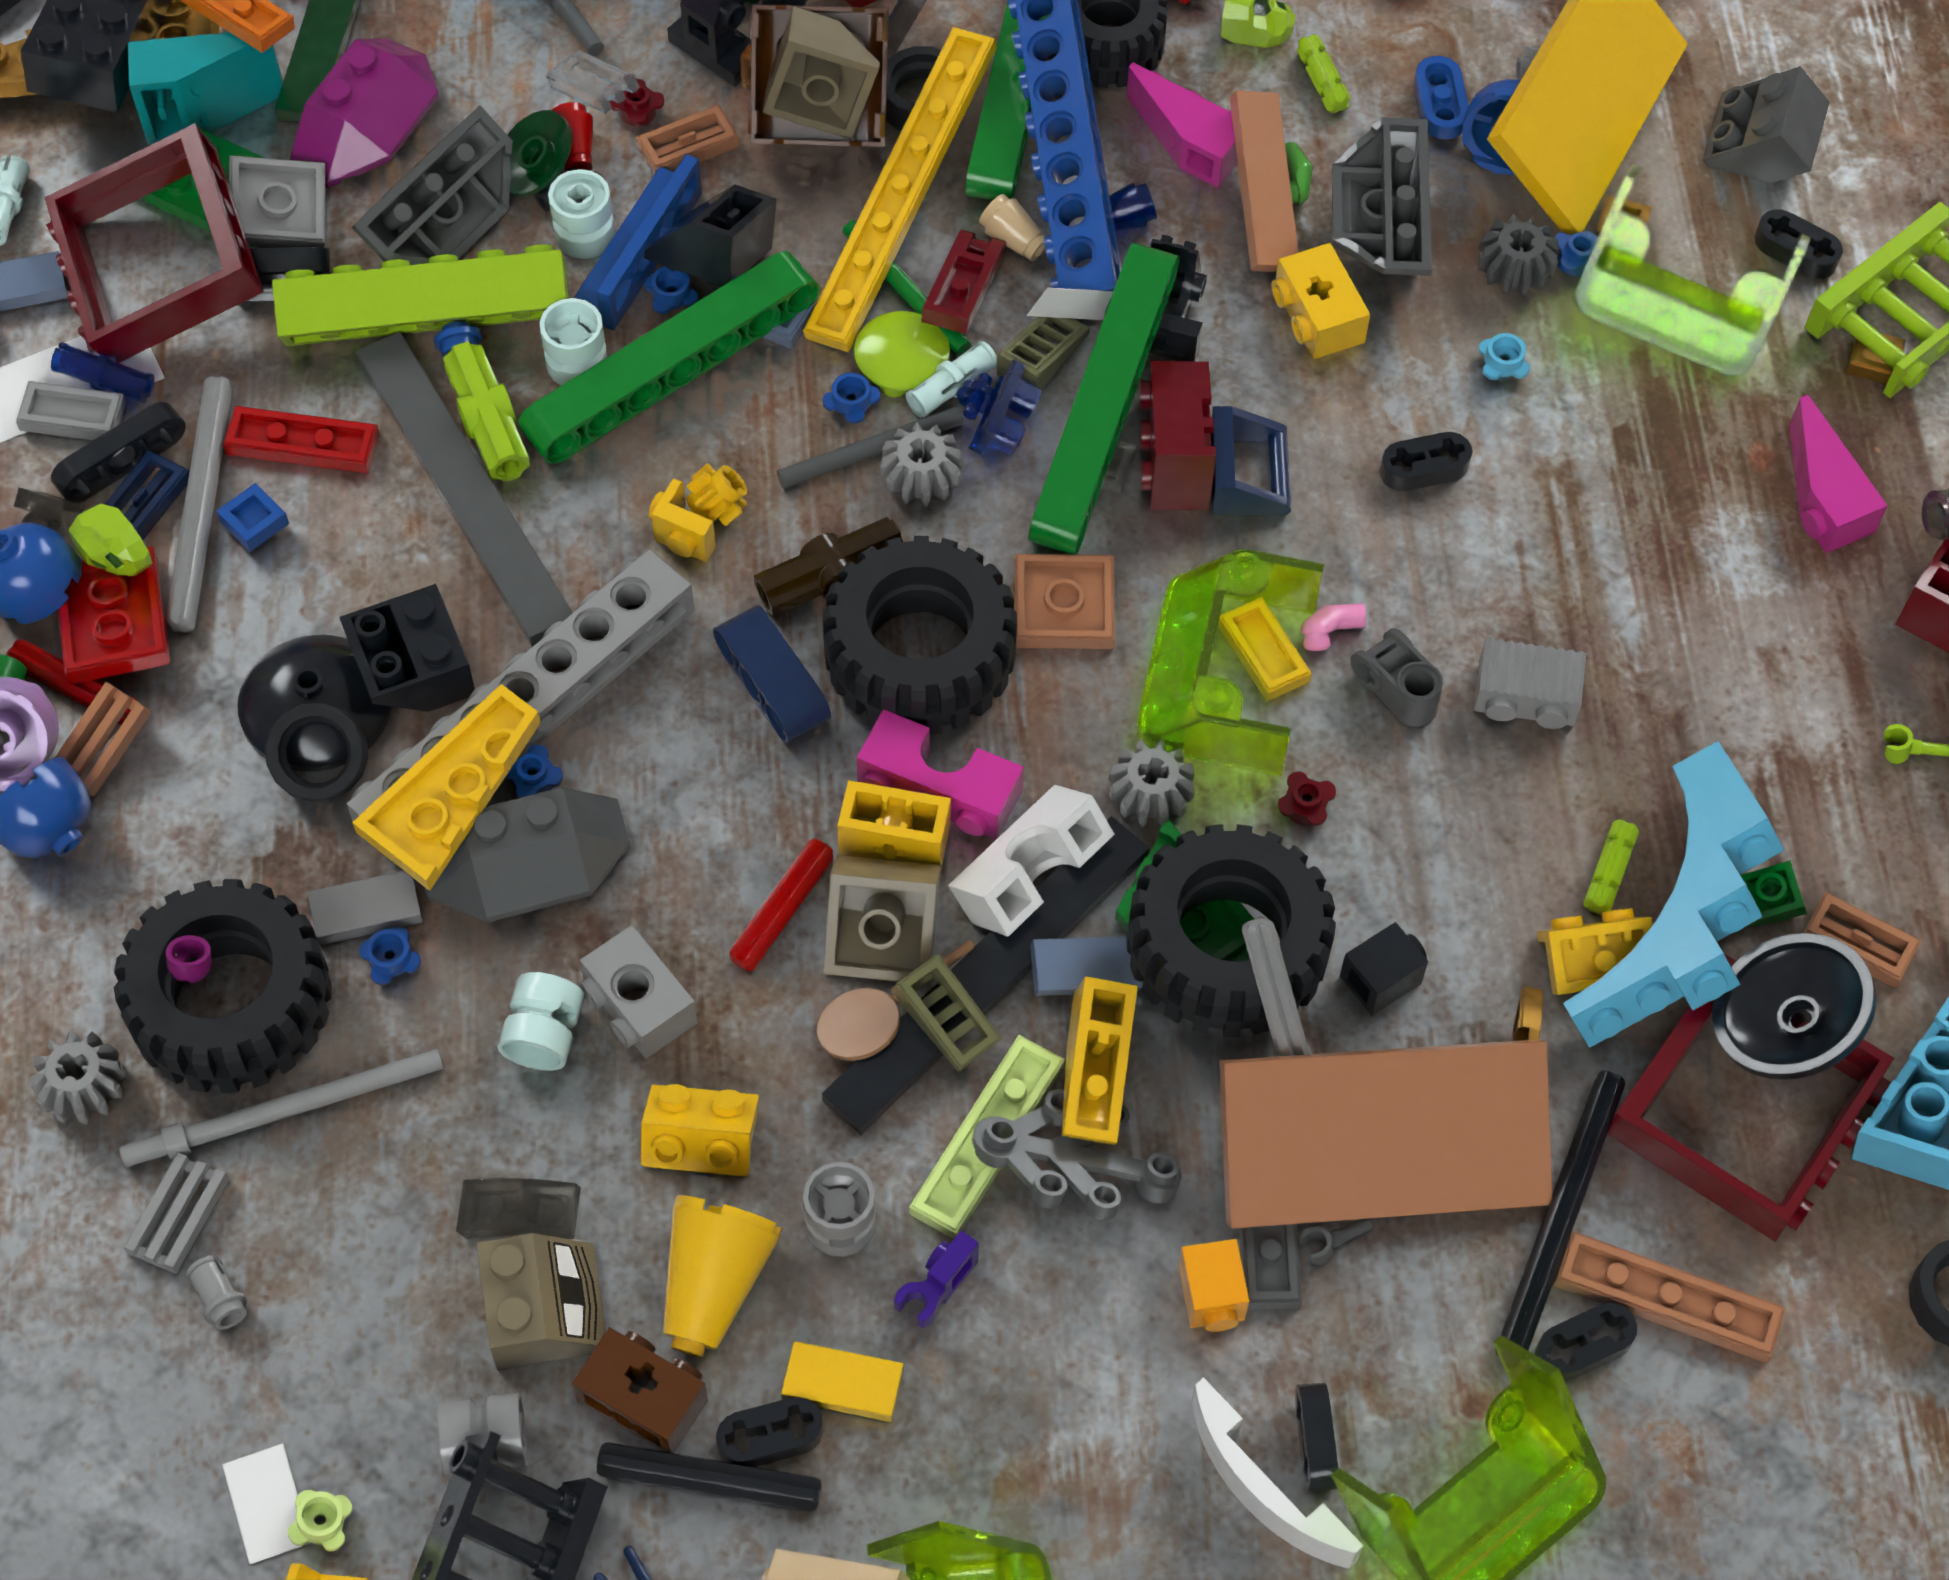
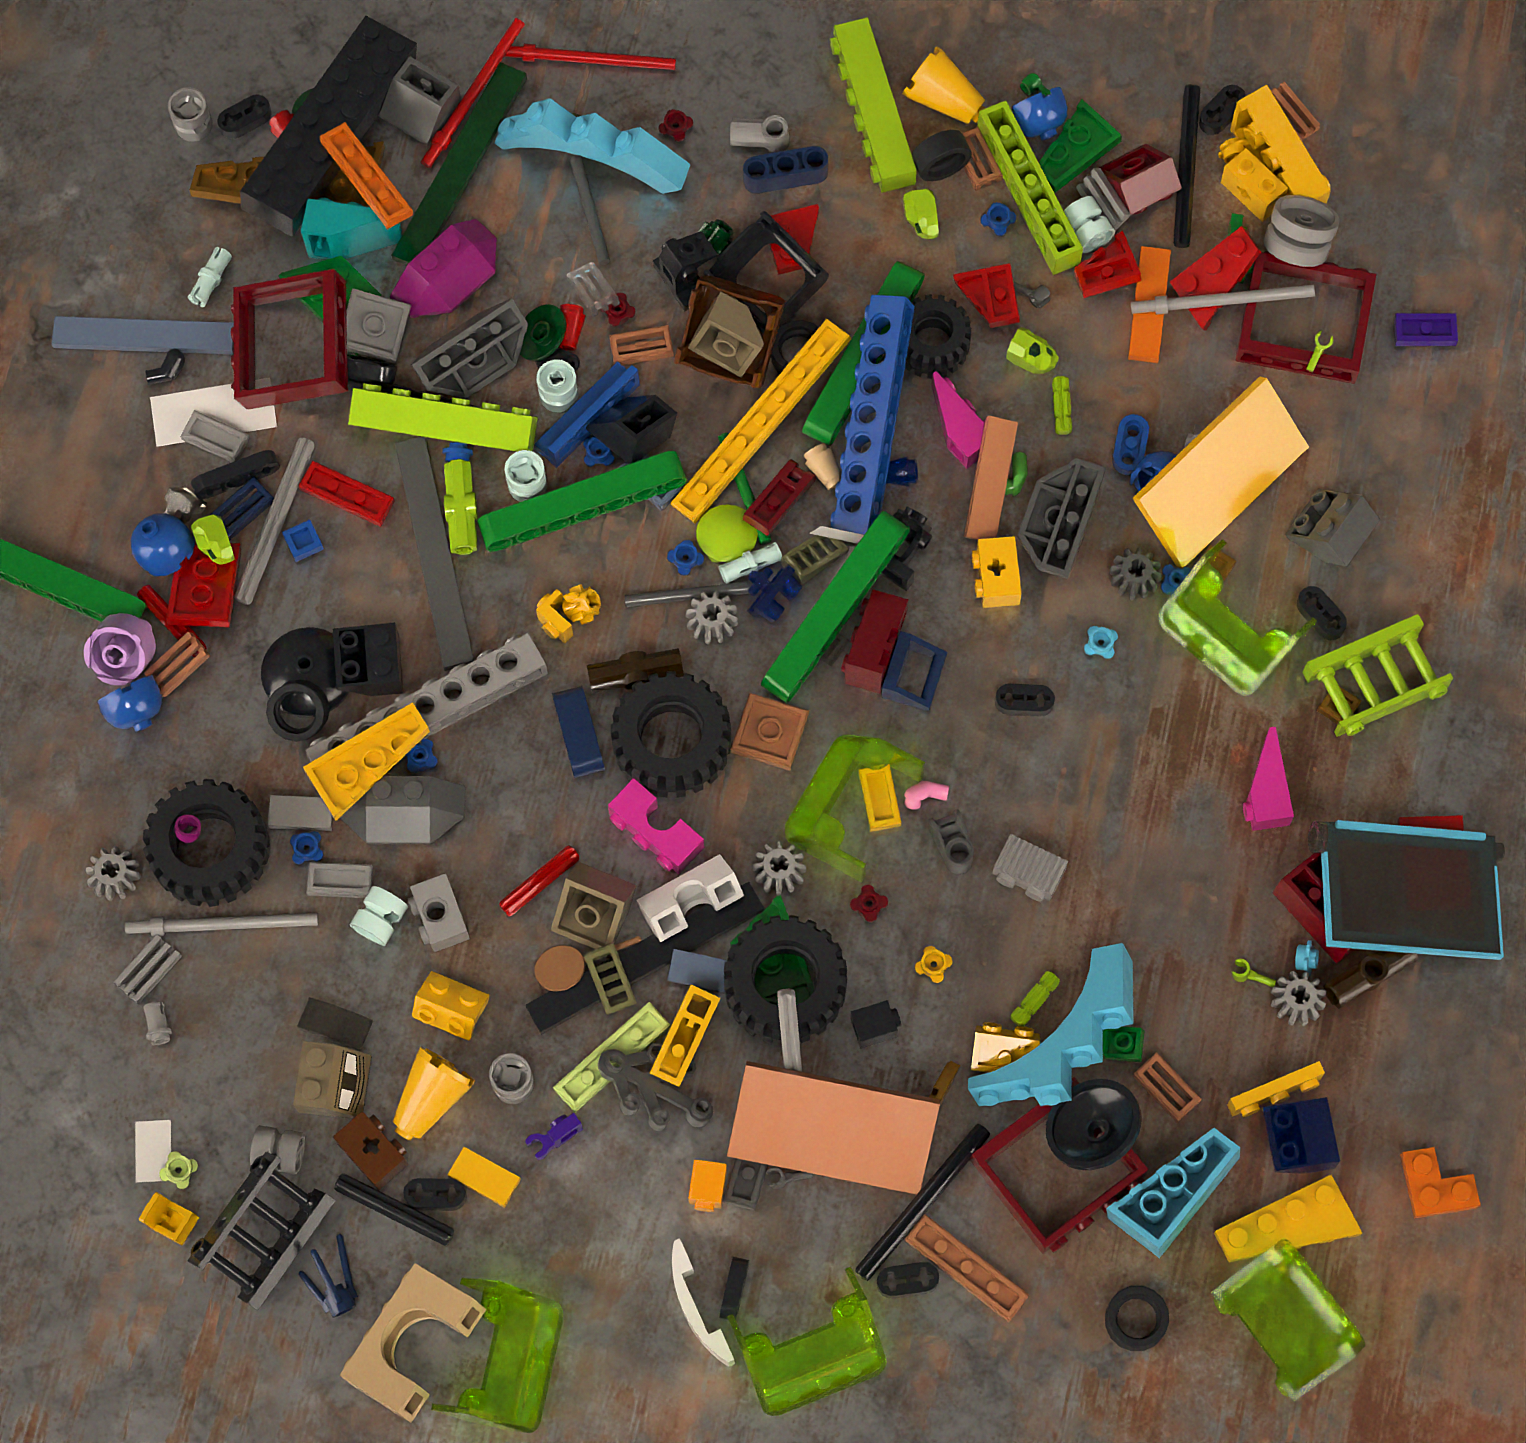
camera: 20 degrees right, 10 degrees up
(102, 372) = (239, 416): clear blue pin -> none
(458, 990) = (339, 880): none -> light grey tile
(893, 824) = (616, 853): yellow brick -> none
(1438, 846) = (930, 955): none -> yellow plate

